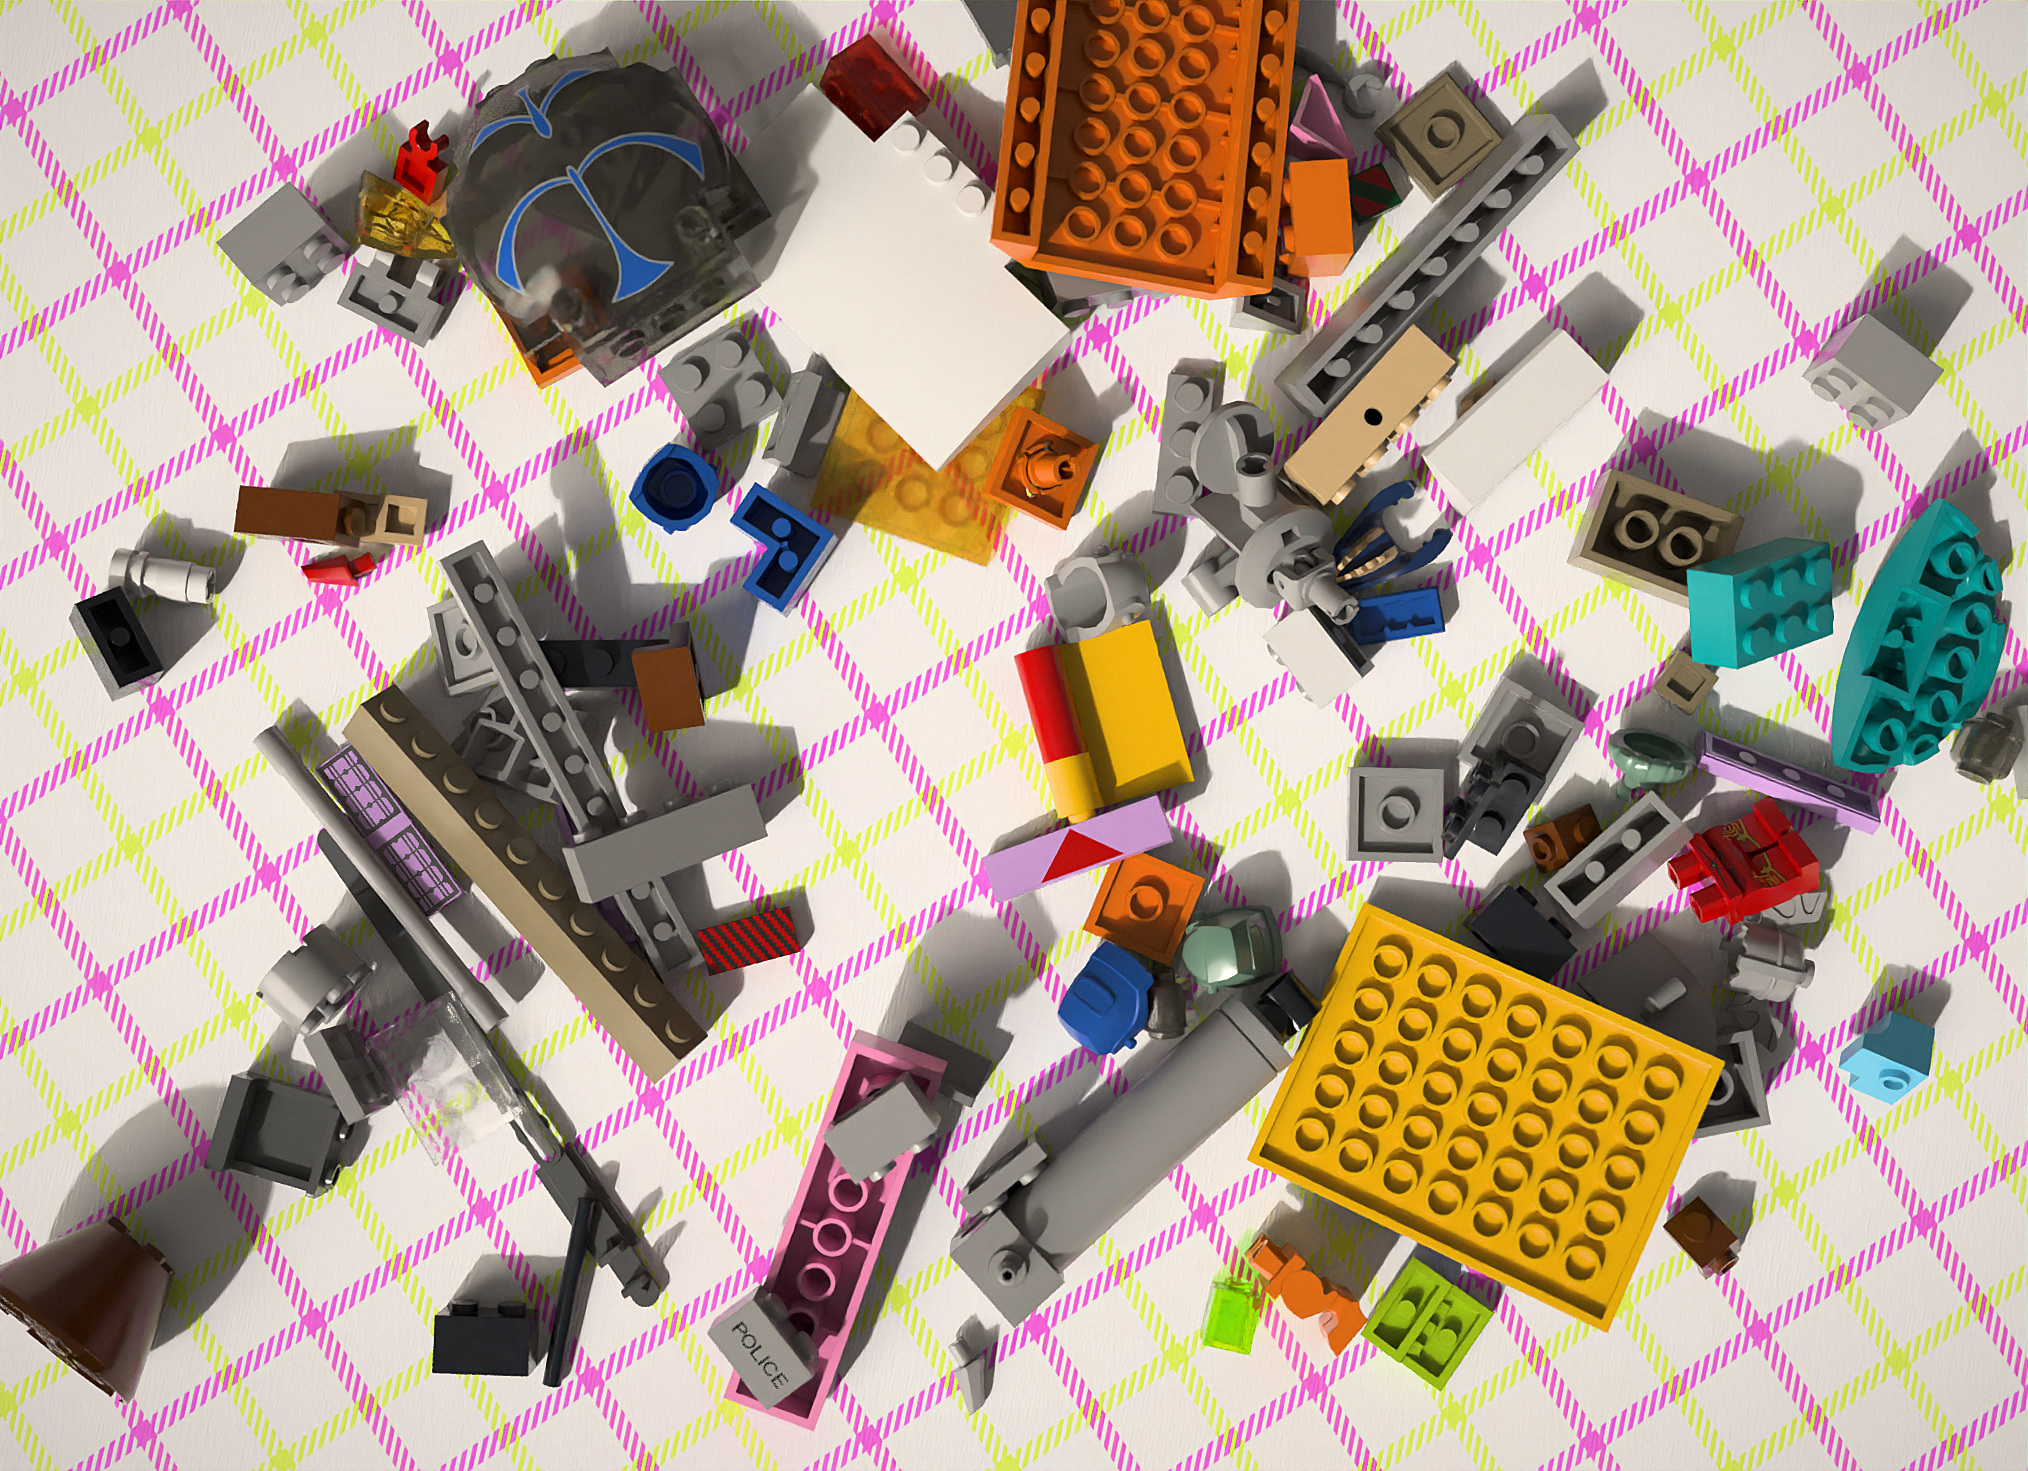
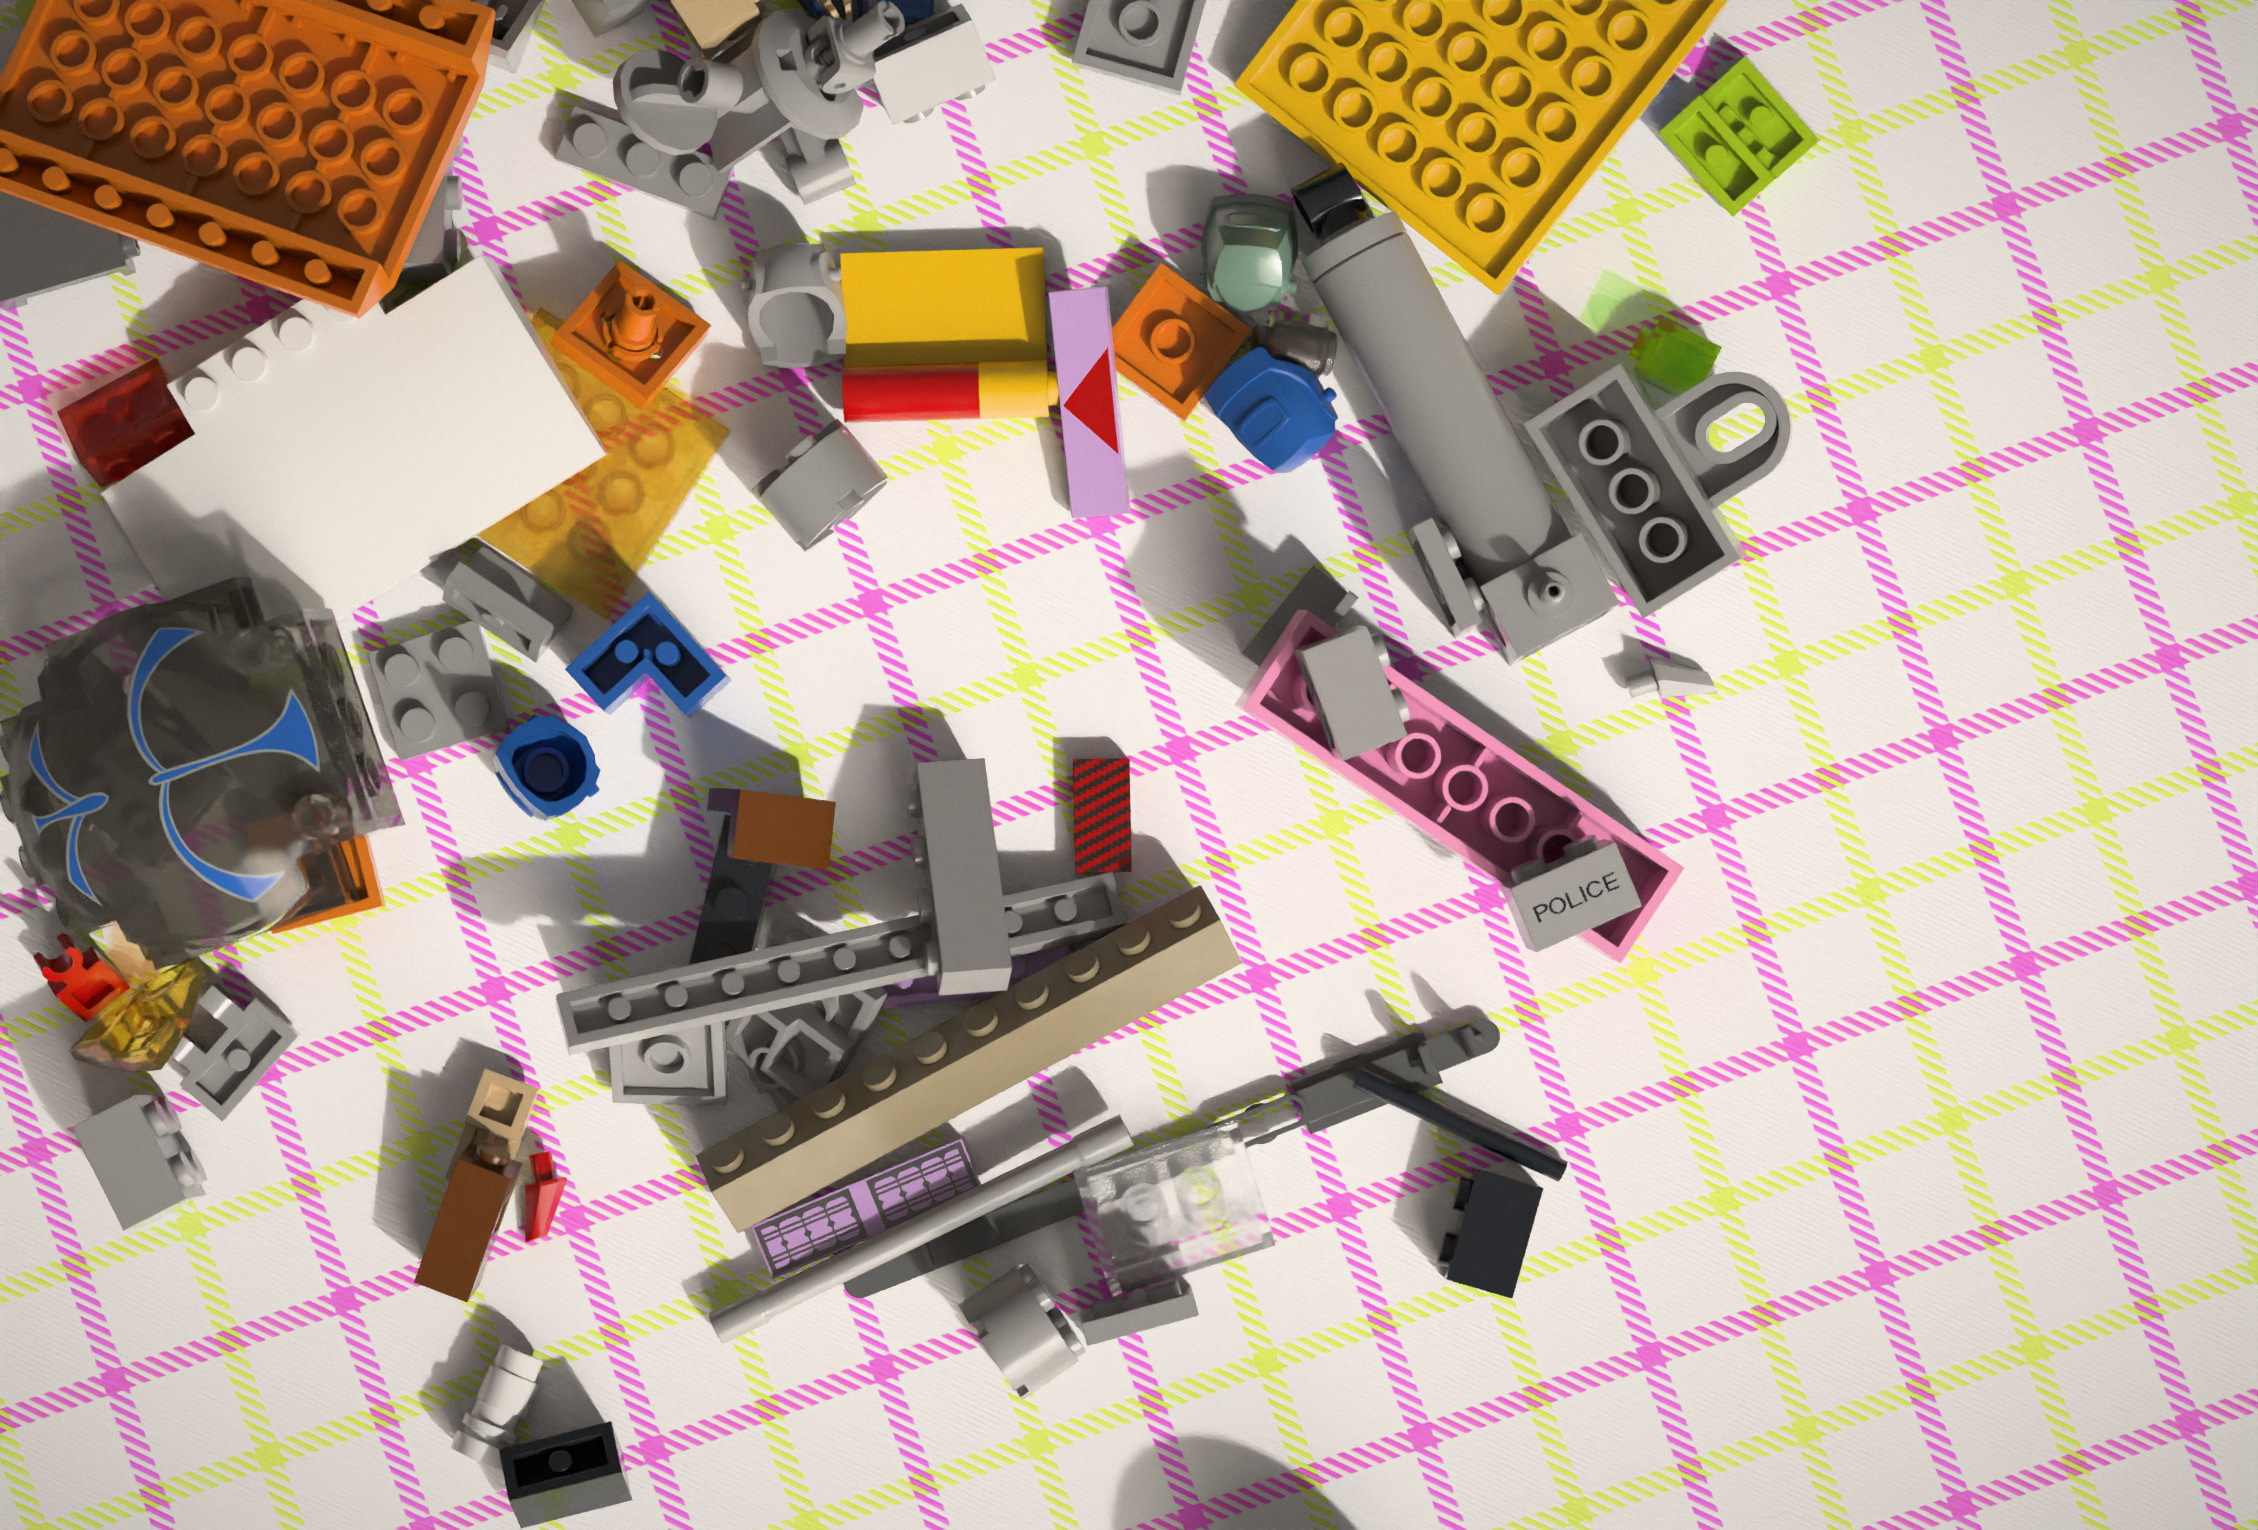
camera: 75 degrees left, 0 degrees up
(279, 1133) = (1193, 1416): dark grey panel -> none
(956, 650) = (821, 485): none -> light grey brick
(1127, 1326) = (1653, 478): none -> light grey brick
(1304, 1294) = (1664, 264): orange hips -> none

